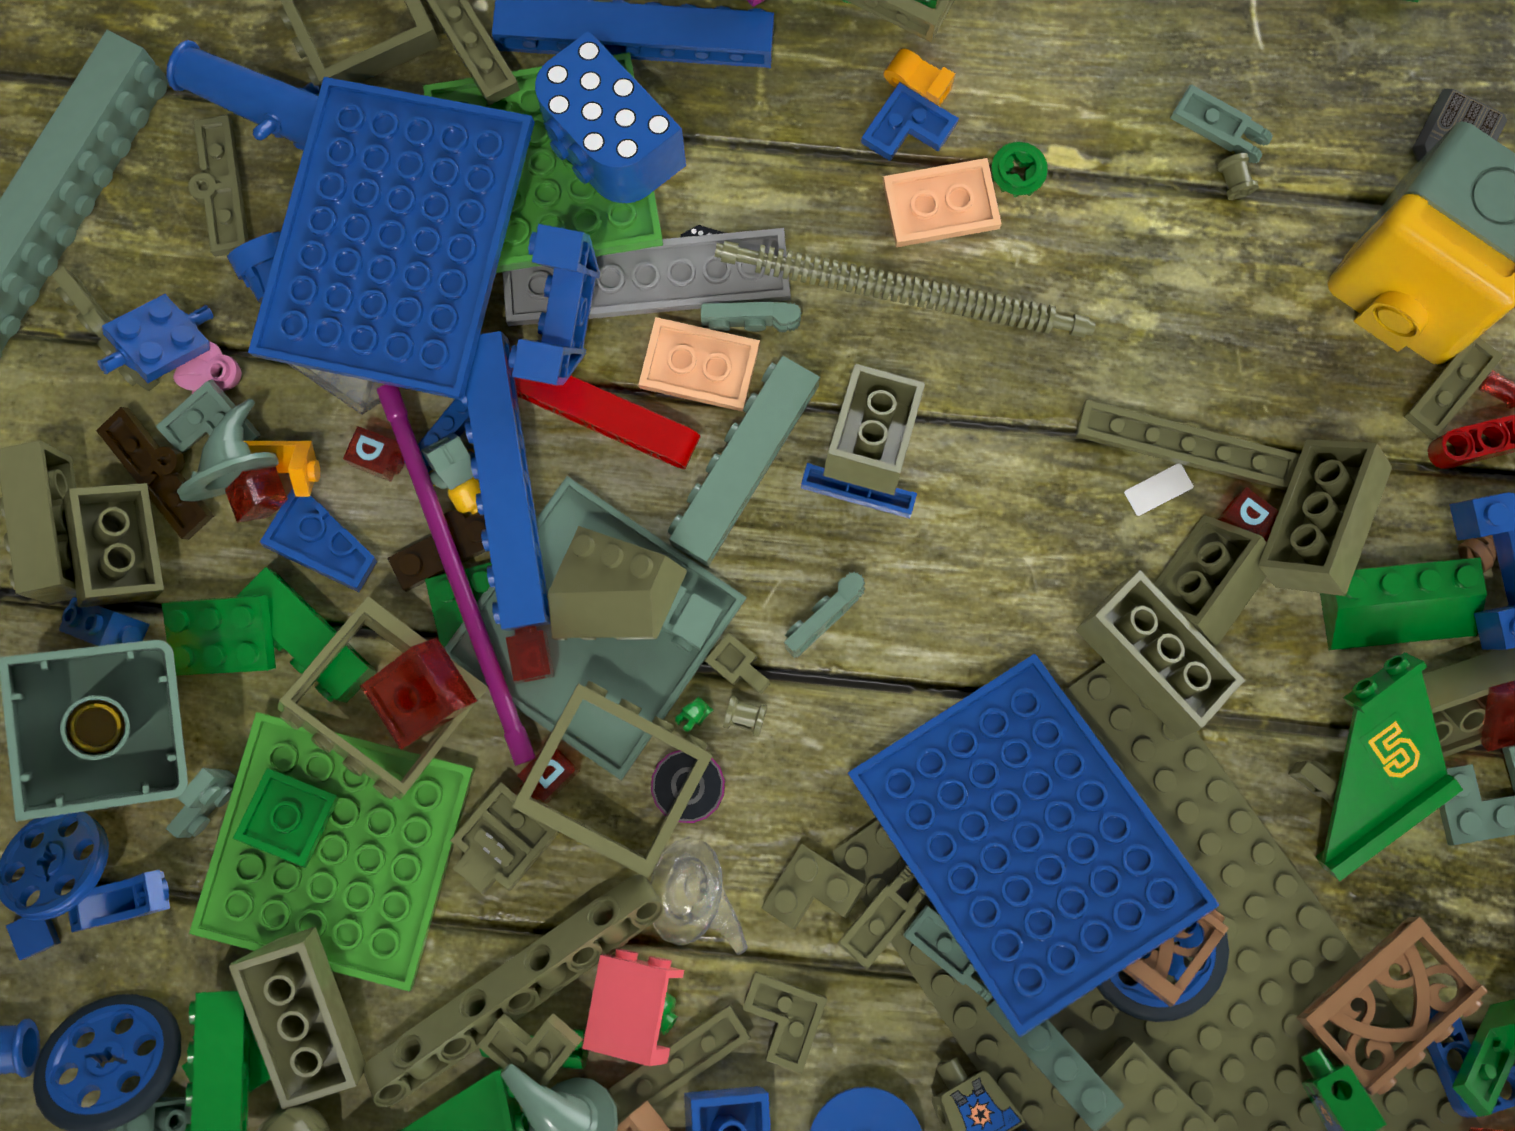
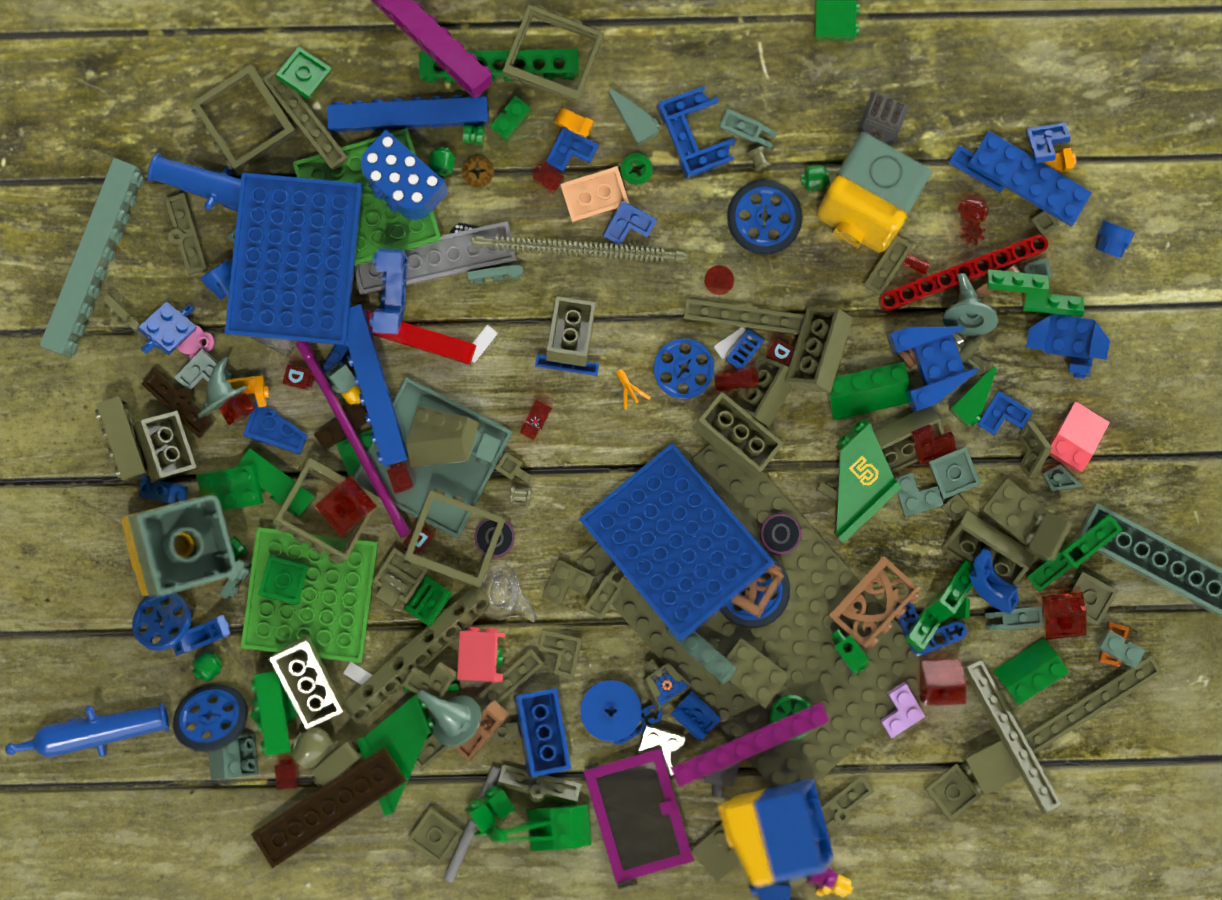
camera: 10 degrees left, 5 degrees up
(32, 936) = (154, 660): blue tile -> none
(122, 961) = (206, 667): none -> green head
(209, 747) = (238, 546): none -> green wheel
(401, 1008) = (357, 673): none -> white sticker
(555, 895) = (431, 603): none -> green plate
(685, 110) = (441, 161): none -> green head
(693, 714) = (492, 498): green arm -> none
(699, 364) = (470, 304): light nougat plate -> none
(712, 433) = (483, 341): none -> white sticker
(742, 77) = (473, 134): none -> green wheel
(744, 460) = (503, 356): sand green brick -> none
(752, 152) = (485, 176): none -> pearl gold gear
(790, 581) = (535, 420): none -> clear red leg
(809, 62) = (515, 115): none -> green piece
(825, 614) = (557, 435): sand green hinge -> none
(863, 164) = (547, 177): none -> clear red brick
(936, 941) = (636, 602): sand green hinge -> none
(971, 549) = (628, 387): none -> light orange plant
(996, 246) = (628, 217): none -> blue plate
(1026, 81) = (637, 120): none -> sand green slope
(1085, 524) = (693, 367): none -> blue wedge
(1095, 84) = (673, 115): none -> blue wedge
(1144, 377) = (719, 280): none -> clear red piece
(1160, 553) = (734, 380): none -> clear red axle
(1164, 527) = (734, 363): none -> blue slope
(1221, 847) = (780, 533): none -> black tile
(1231, 323) = (789, 205): none -> wedge
(1334, 220) = (815, 178): none -> green head

